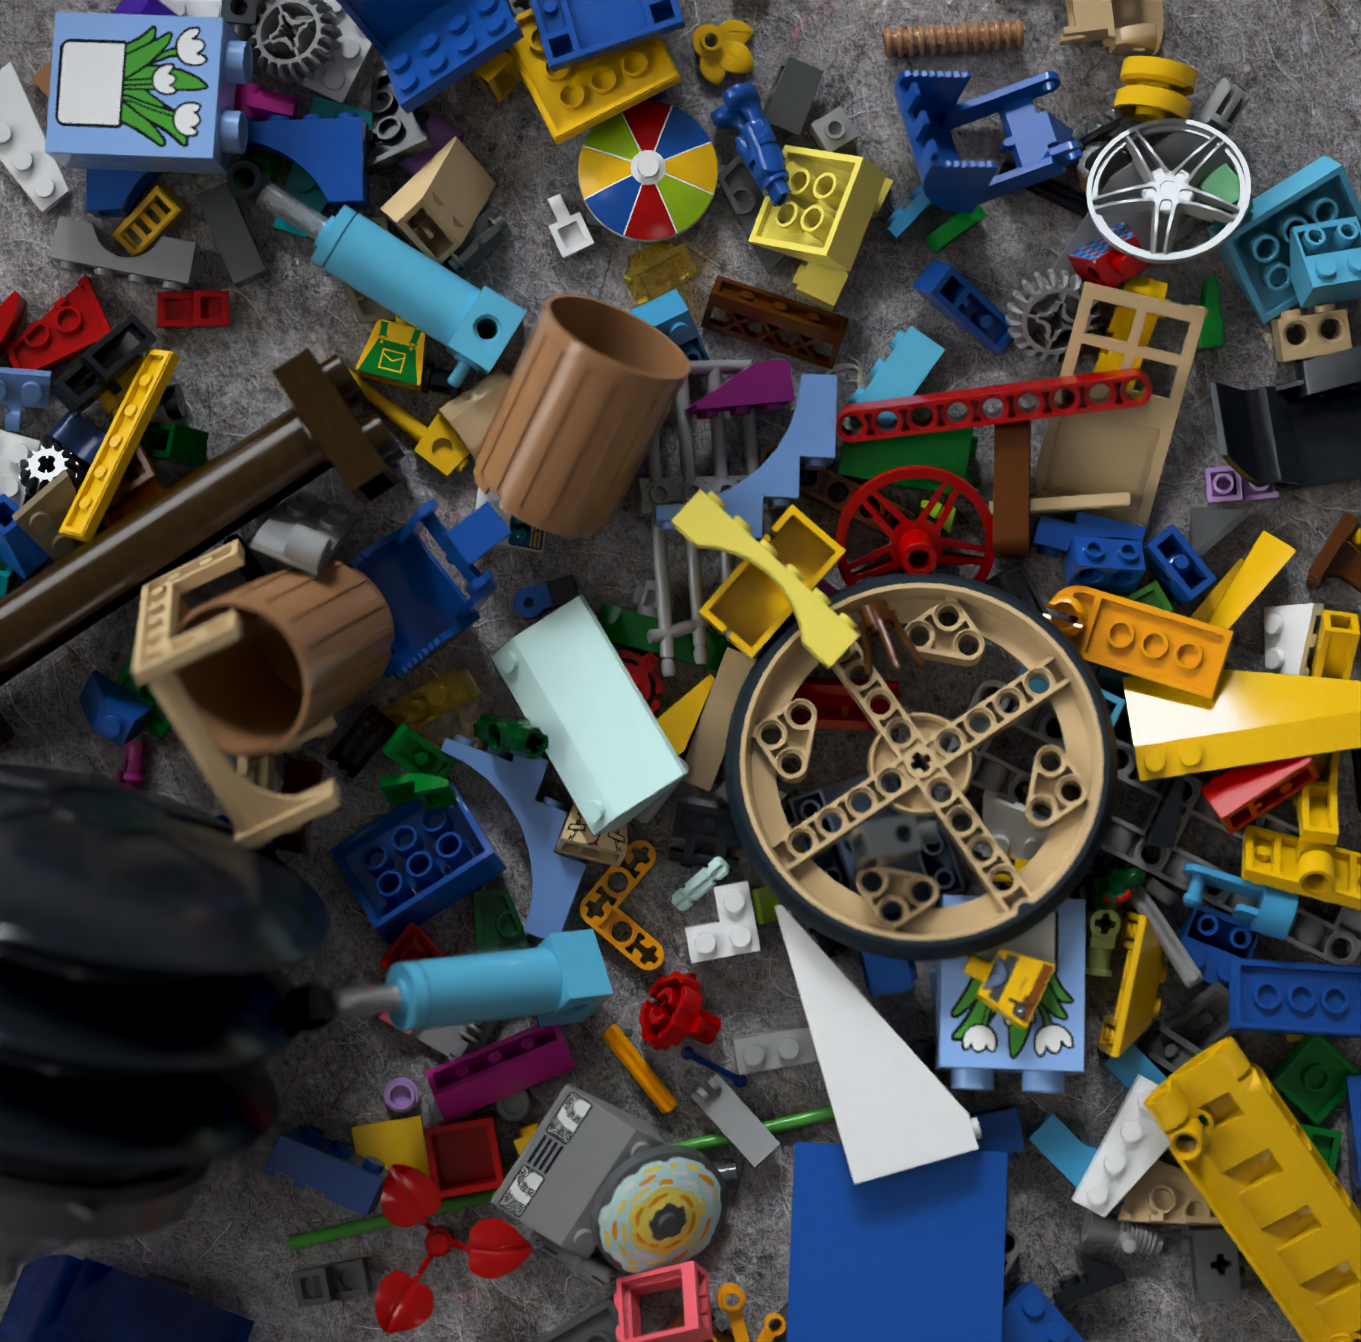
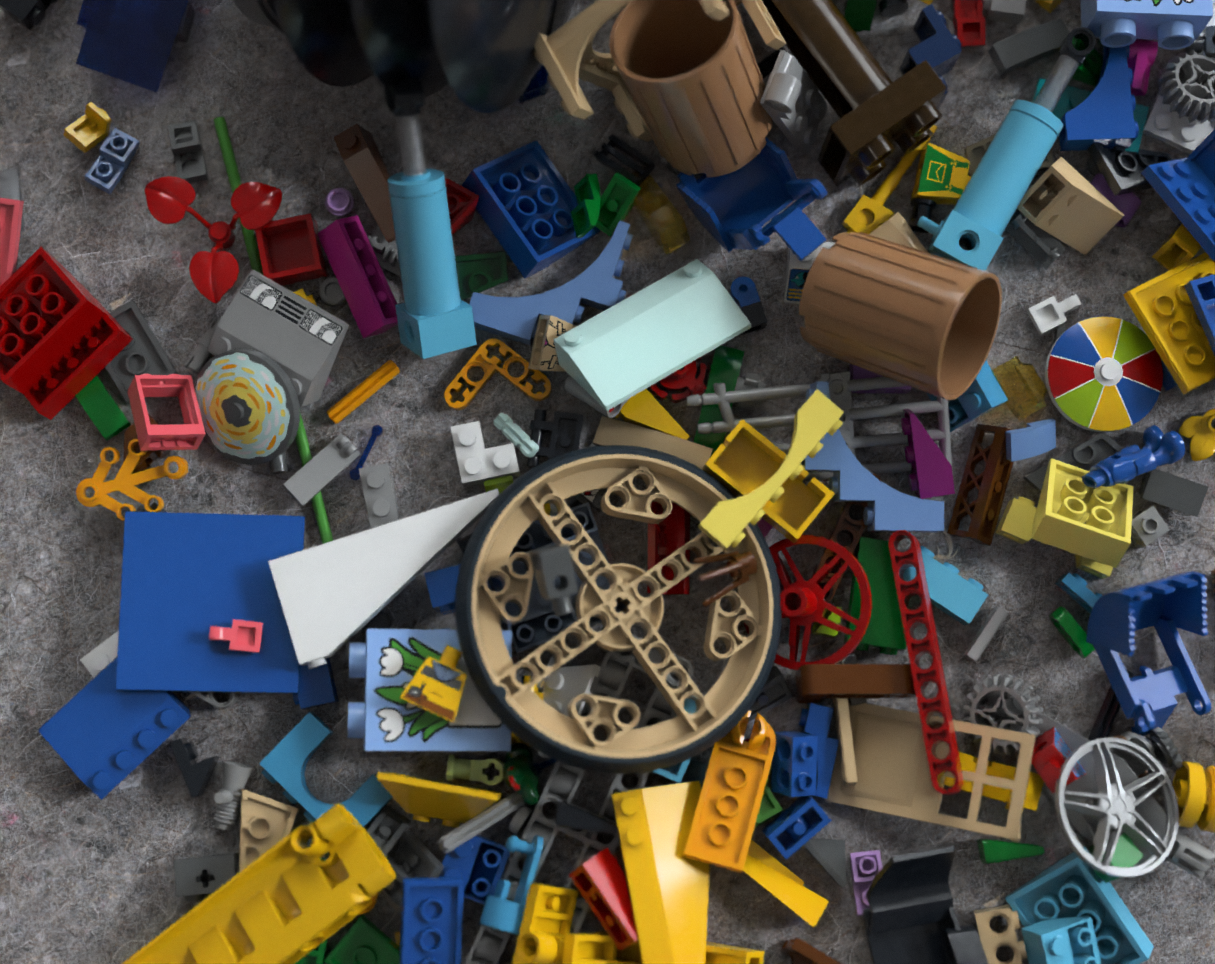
camera: 85 degrees right, 5 degrees down
(246, 356) = (936, 46): none -> dark blue bracket
(298, 778) = (549, 108): reddish brown bracket -> none
(328, 1168) = (280, 140): blue wedge -> none
(371, 1056) = (369, 174): none -> reddish brown slope
(393, 1142) = (298, 189): yellow tile -> none
(511, 736) = (633, 274): dark green piece -> none
(678, 1014) = (408, 420): red piece -> none
(726, 262) = (1031, 441): none -> medium blue slope
(941, 1215) = (243, 636): none -> coral plate
(956, 331) = (985, 634): none -> light grey tile
(964, 305) = (1009, 640): blue slope -> none
(1124, 1154) = (295, 791): white wing -> none
(1289, 636) = (739, 925): white wing -> none

